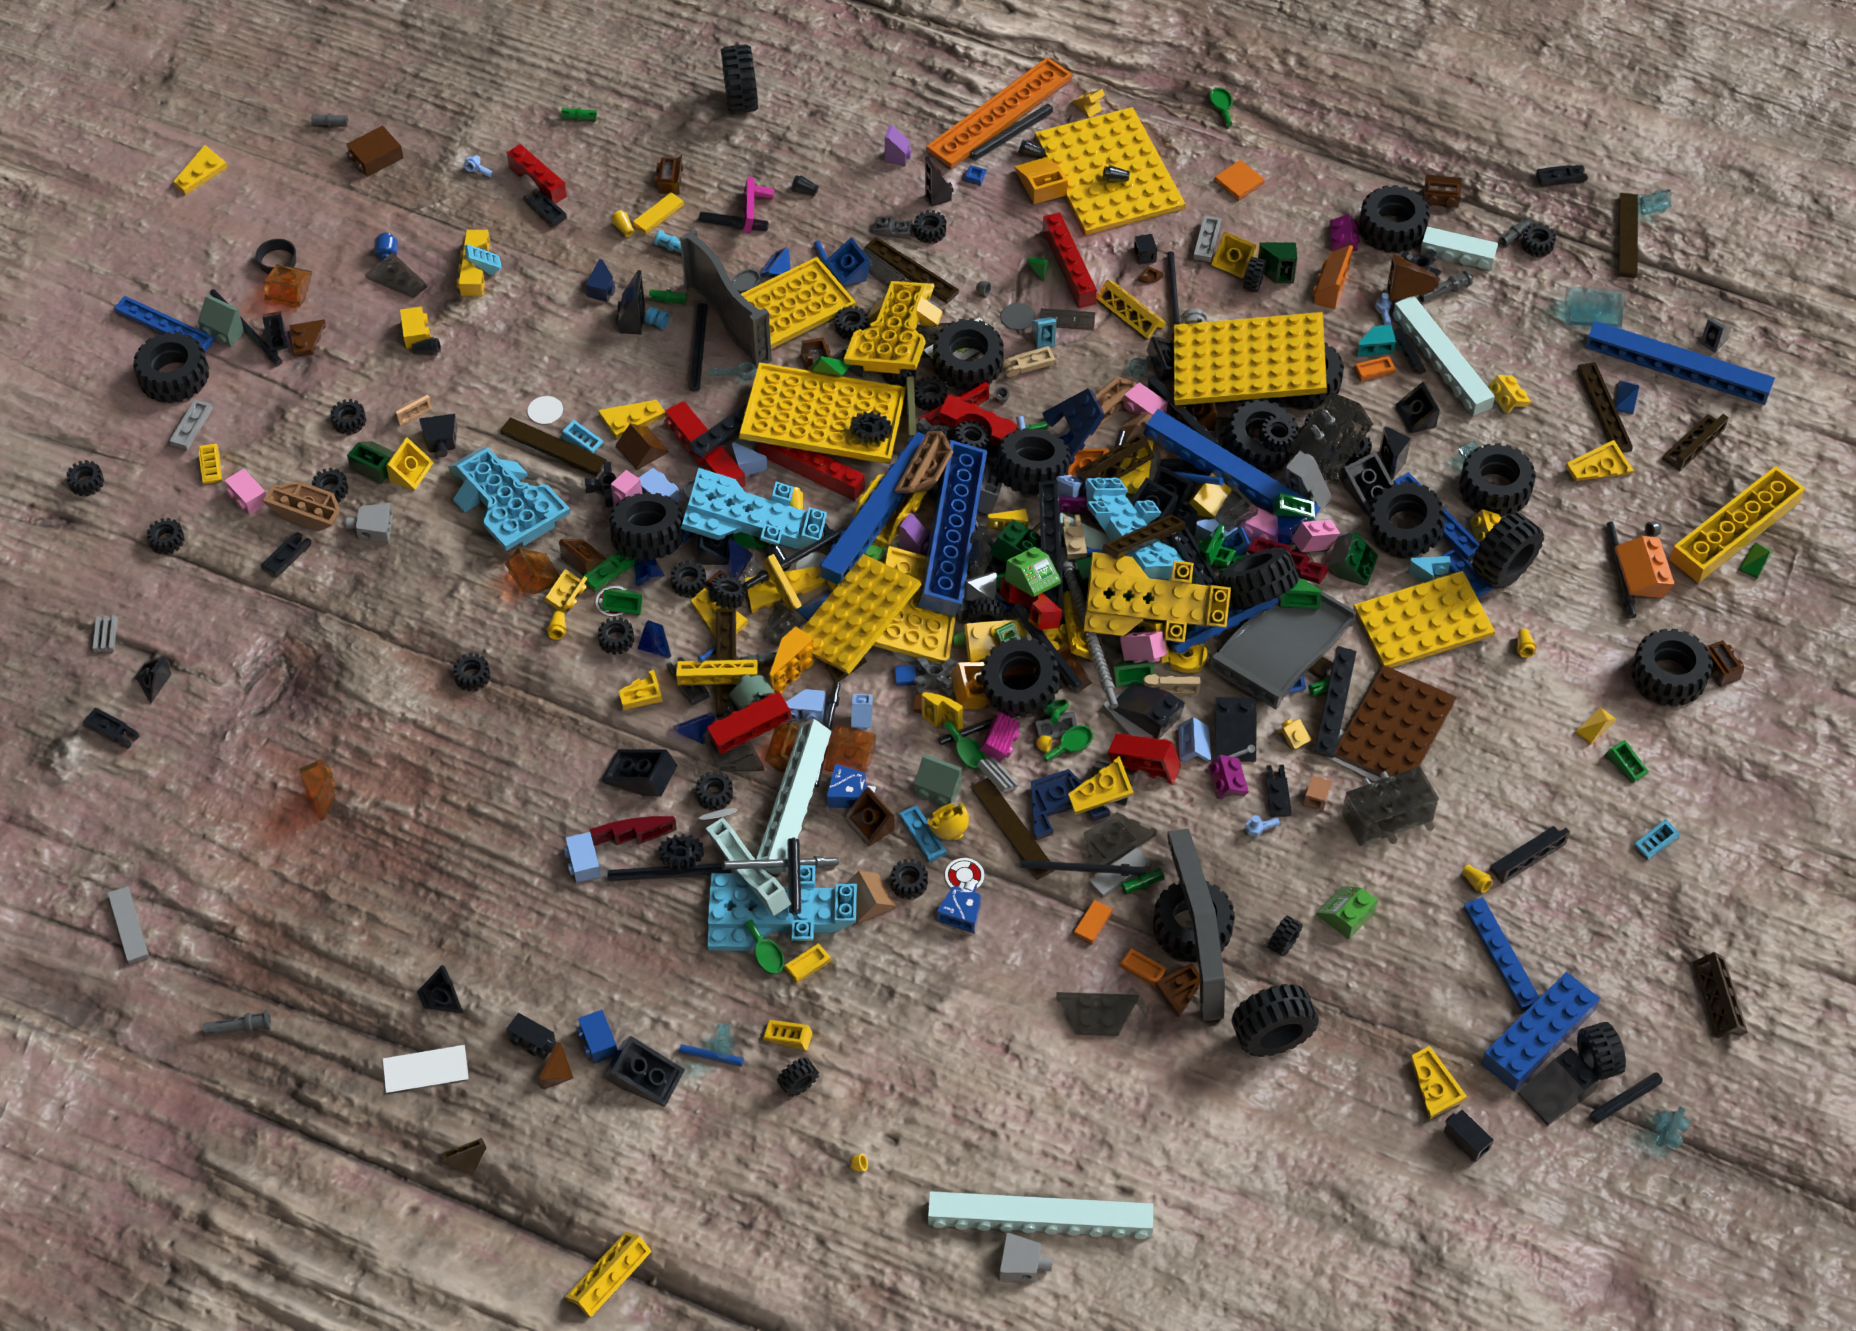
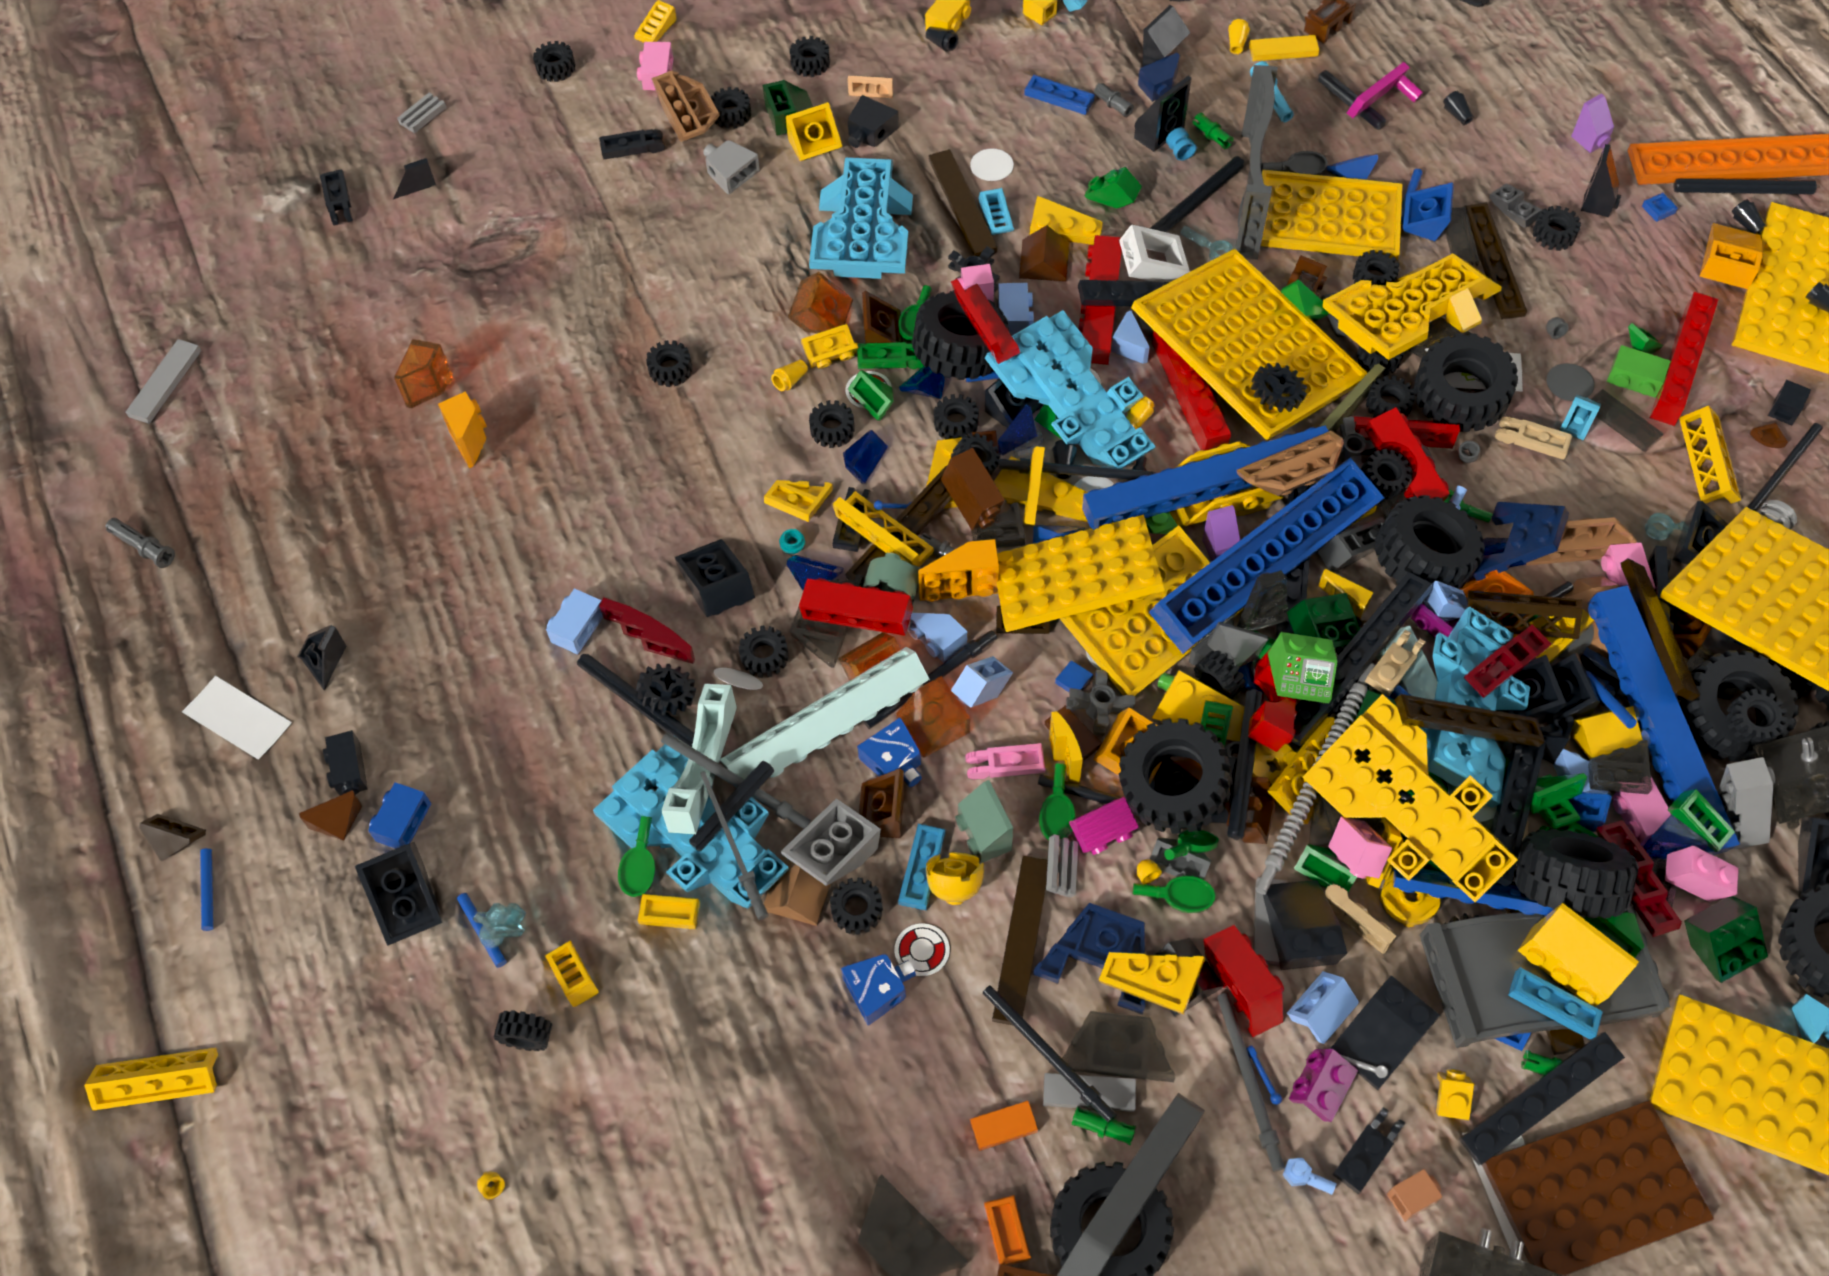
camera: 45 degrees right, 5 degrees up
(384, 800) = (465, 425): none -> light orange slope
(522, 1165) = (206, 889): none -> blue bar
(543, 335) = (1059, 94): none -> blue tile
(582, 254) = (1163, 35): none -> slope
(583, 316) = (1113, 99): none -> dark grey axle
(599, 536) = (908, 316): none -> green piece
(643, 374) = (1114, 189): none -> green slope
(664, 504) = (986, 321): none -> red fence
(664, 715) = (789, 536): none -> teal plate
(700, 396) = (1139, 266): none -> white window
(753, 608) = (972, 489): none -> reddish brown brick
(844, 904) = (747, 879): none -> dark grey sword
(868, 851) = (833, 843): none -> light grey slope
(914, 745) = (1007, 761): none -> bright pink hinge
(1051, 284) = (1638, 371): none -> bright green brick
(1132, 493) = (1507, 661): none -> dark red slope
(1180, 791) = (1275, 1097): none -> blue hinge
(1191, 422) = (1659, 630): none -> dark brown tile
(1226, 823) = (1268, 1137): none -> dark grey bar
(1294, 617) = (1577, 955): none -> yellow slope
(1303, 650) = (1555, 1003): none -> dark azure tile

